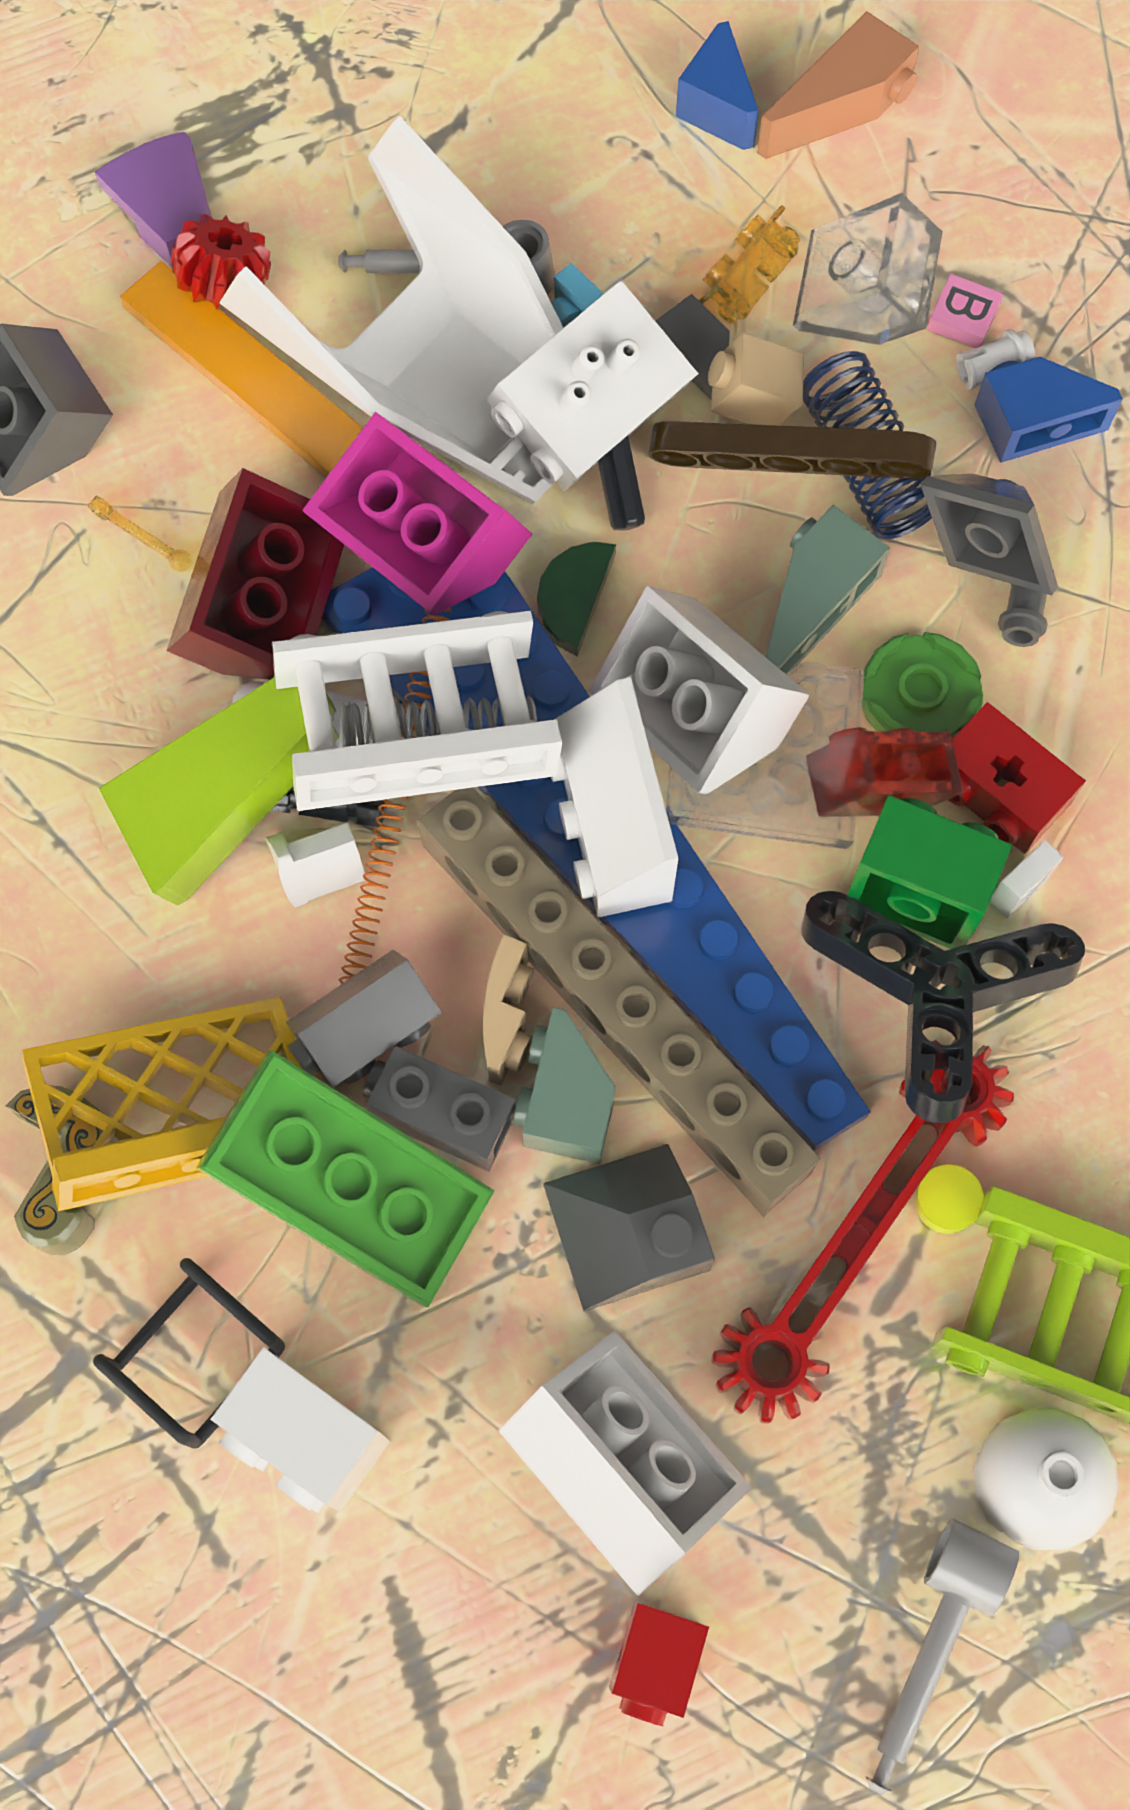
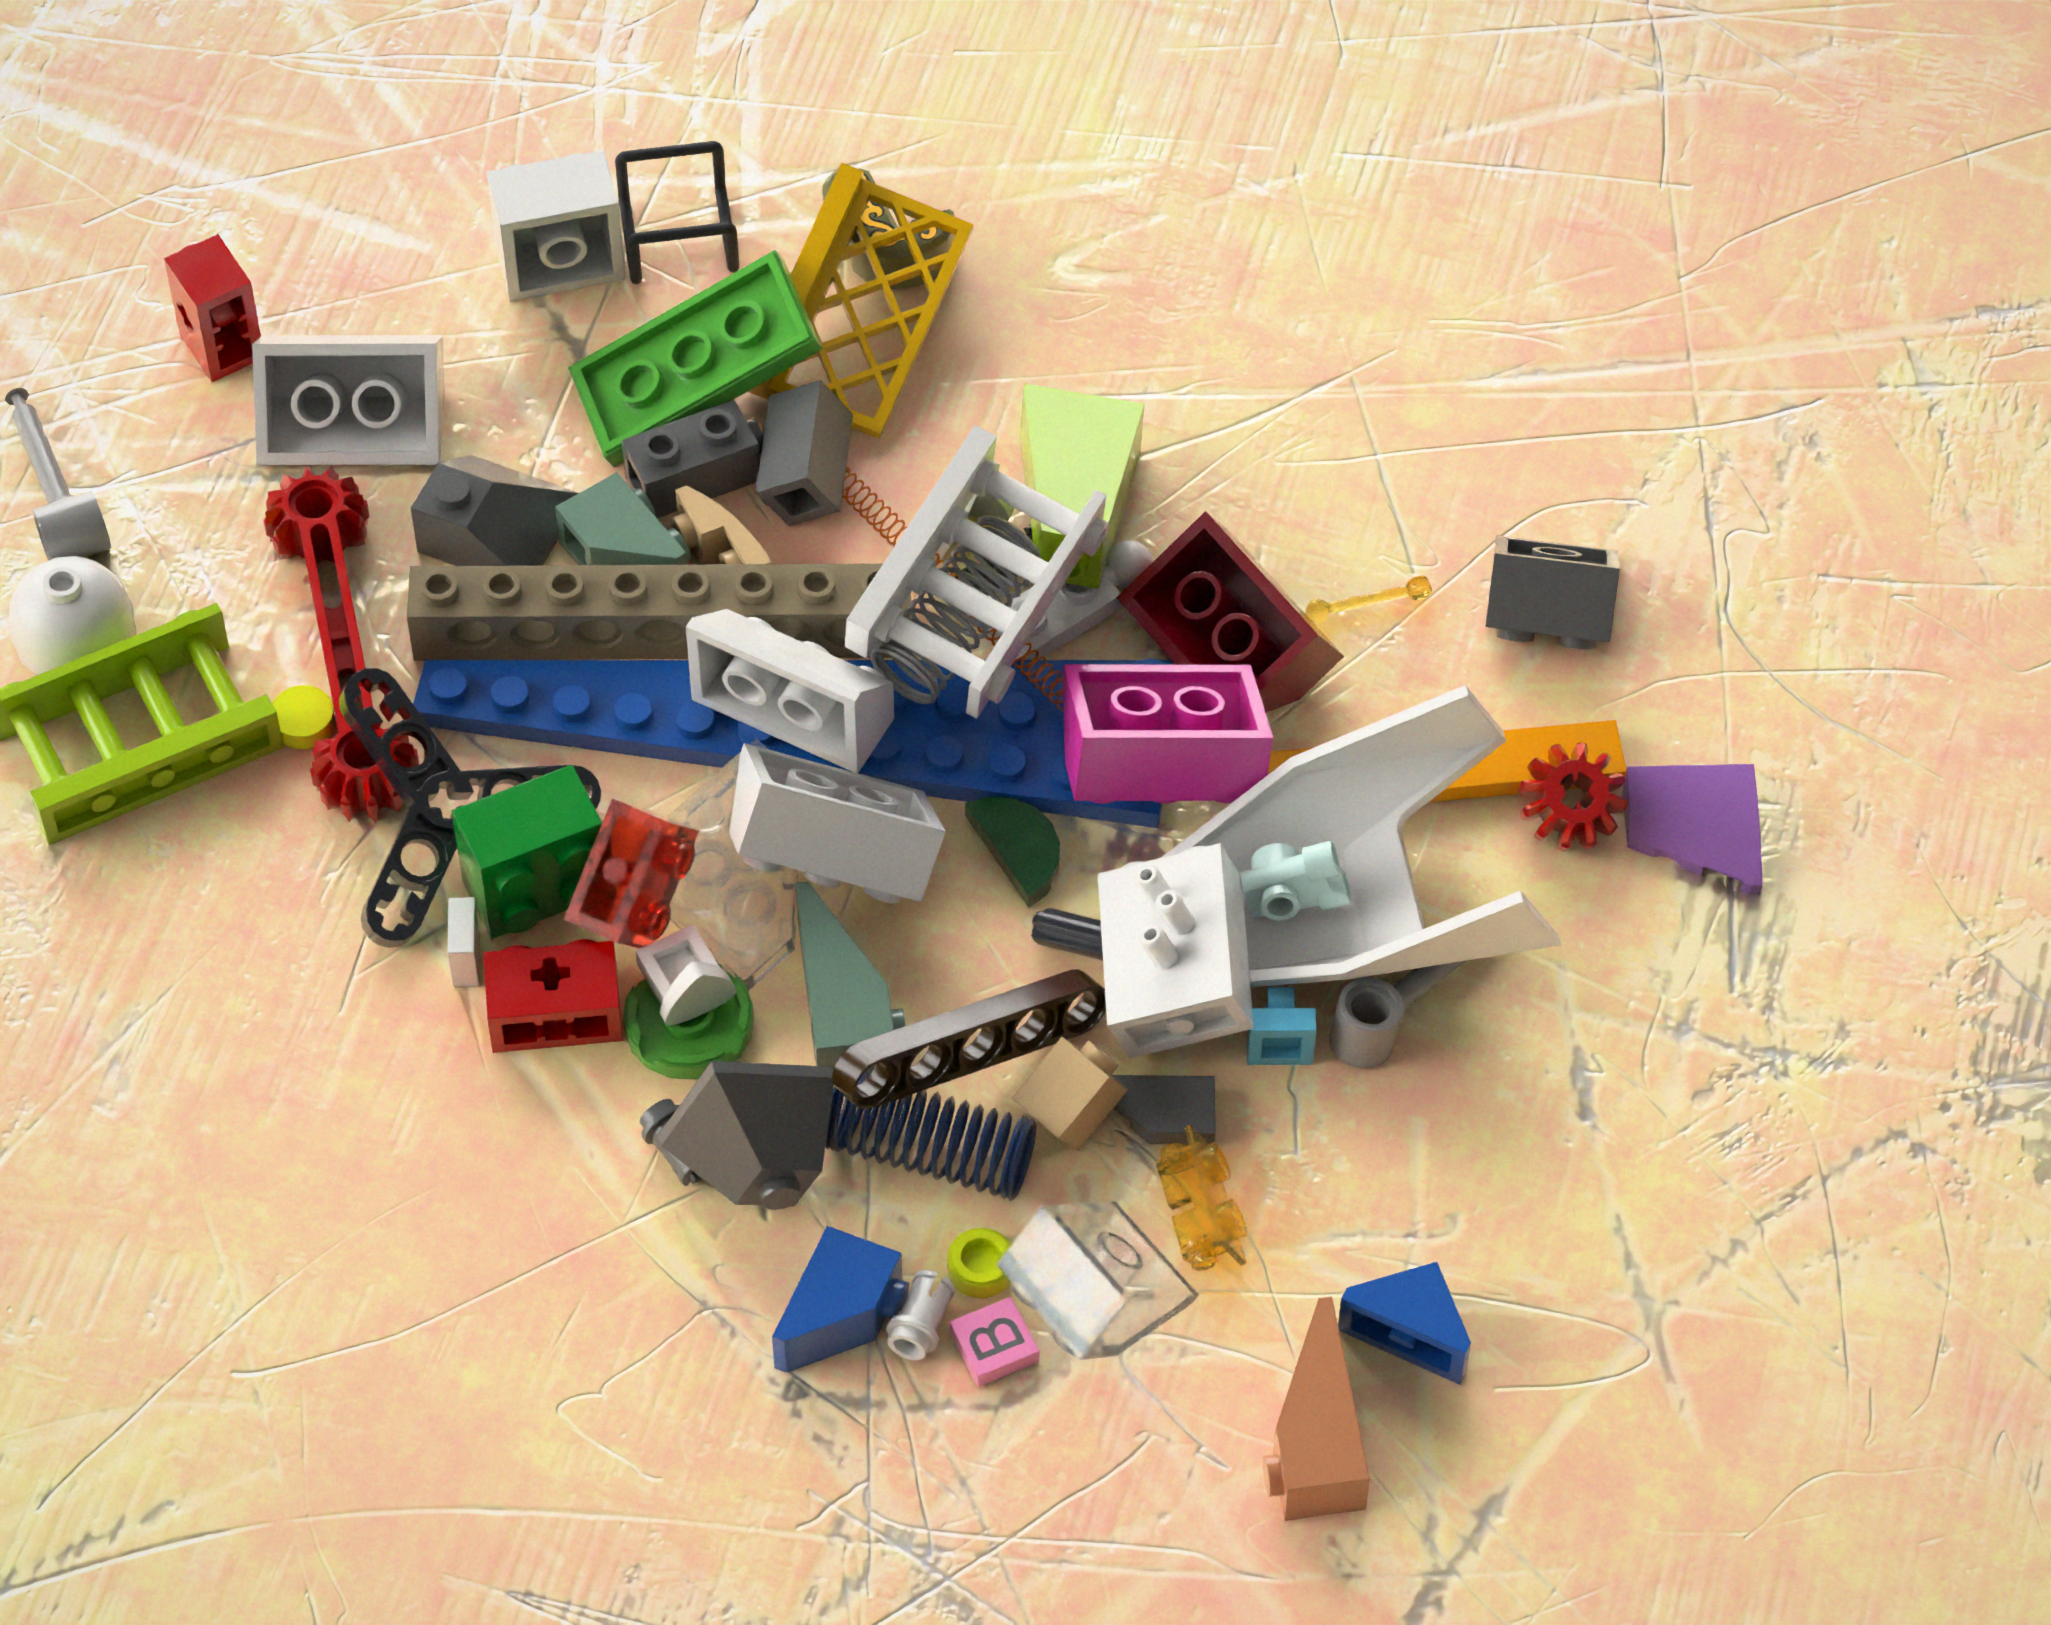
camera: 130 degrees right, 15 degrees down
(465, 376) = (1289, 881): none -> light aqua plate
(909, 689) = (684, 976): none -> white tile
(917, 364) = (974, 1261): none -> neon yellow tile

